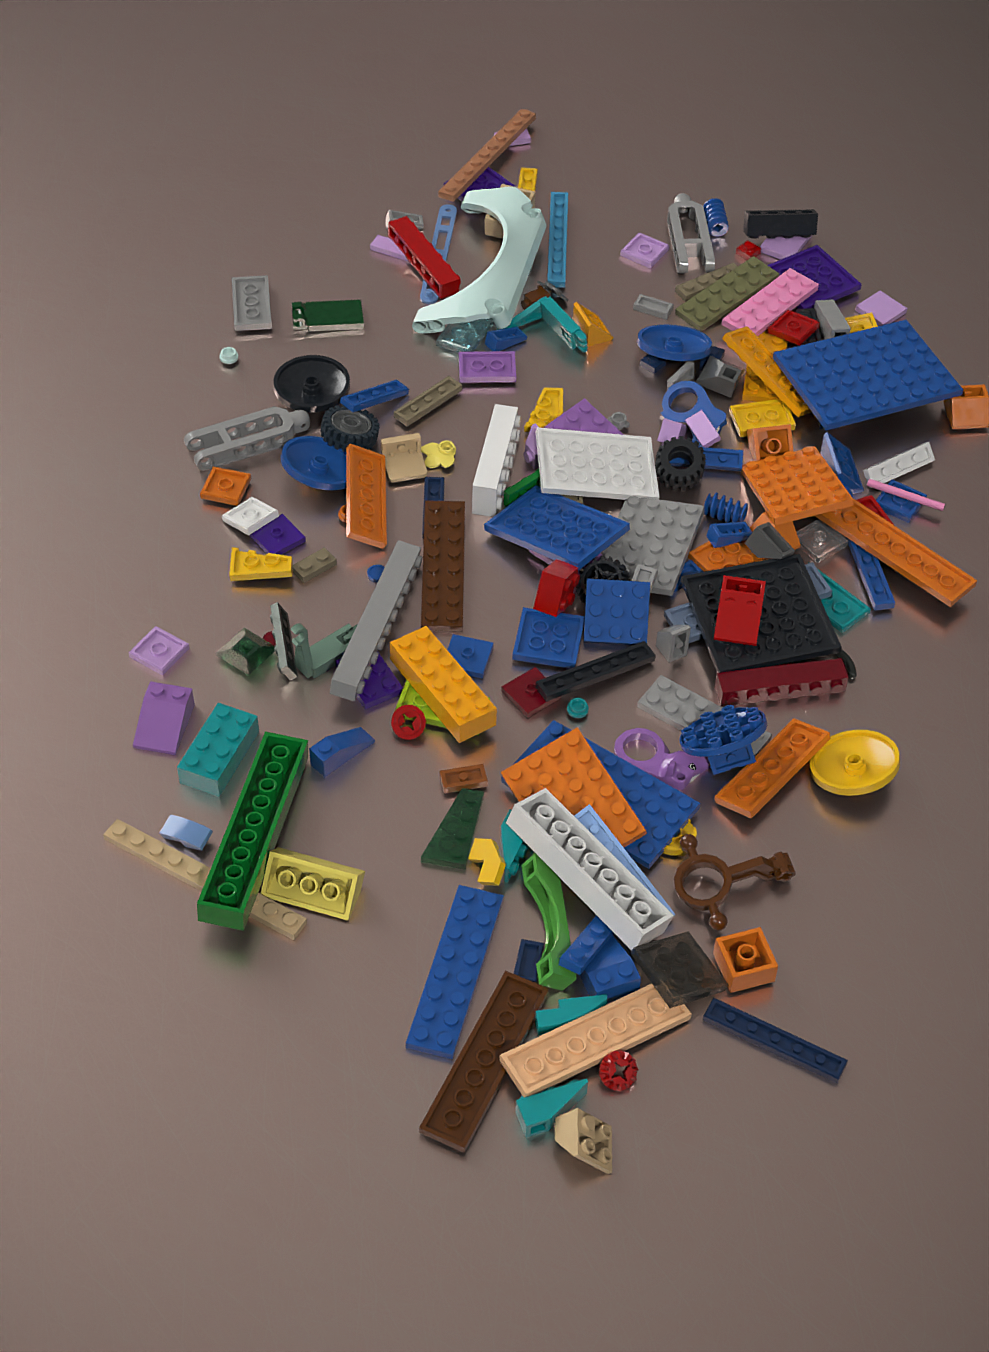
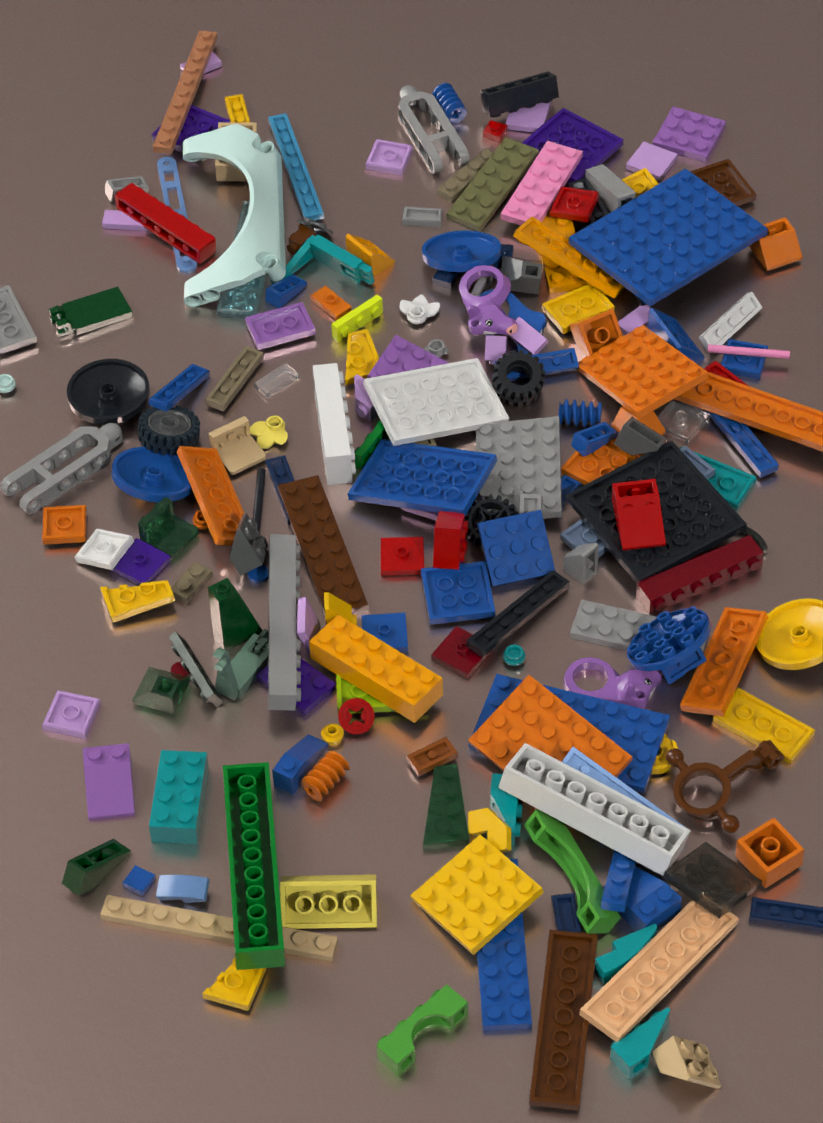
camera: 15 degrees left, 0 degrees up
(112, 790) = (91, 867): none -> dark green slope
(151, 814) = (138, 880): none -> blue tile
(194, 937) = (235, 987): none -> yellow wing
(310, 512) = (165, 530): none -> clear green bracket
(330, 600) = (230, 616): none -> dark green slope
(355, 766) = (325, 775): none -> orange piece
(373, 544) = (248, 546): none -> dark grey slope
(373, 1016) = (442, 1010): none -> bright green arch
(381, 732) = (332, 739): none -> yellow plate
(396, 624) = (307, 622): none -> lavender tile
(403, 512) = (258, 500): none -> black bar
(426, 617) = (336, 606): none -> yellow slope
(450, 917) = (477, 894): none -> yellow plate
(464, 412) = (276, 380): none -> clear tile
(512, 592) = (402, 556): none -> red plate
(541, 359) = (330, 303): none -> orange plate
(558, 376) = (357, 318): none -> neon yellow plate
(608, 1068) = (683, 991): red gear -> none
(617, 384) = (419, 309): none -> white plate
(673, 399) = (485, 311): none -> medium lavender animal
(785, 832) = (759, 721): none -> yellow tile
(812, 439) = (634, 319): none -> lavender tile
(926, 294) = (689, 134): none -> medium lavender plate
(943, 342) = (727, 181): none -> reddish brown plate

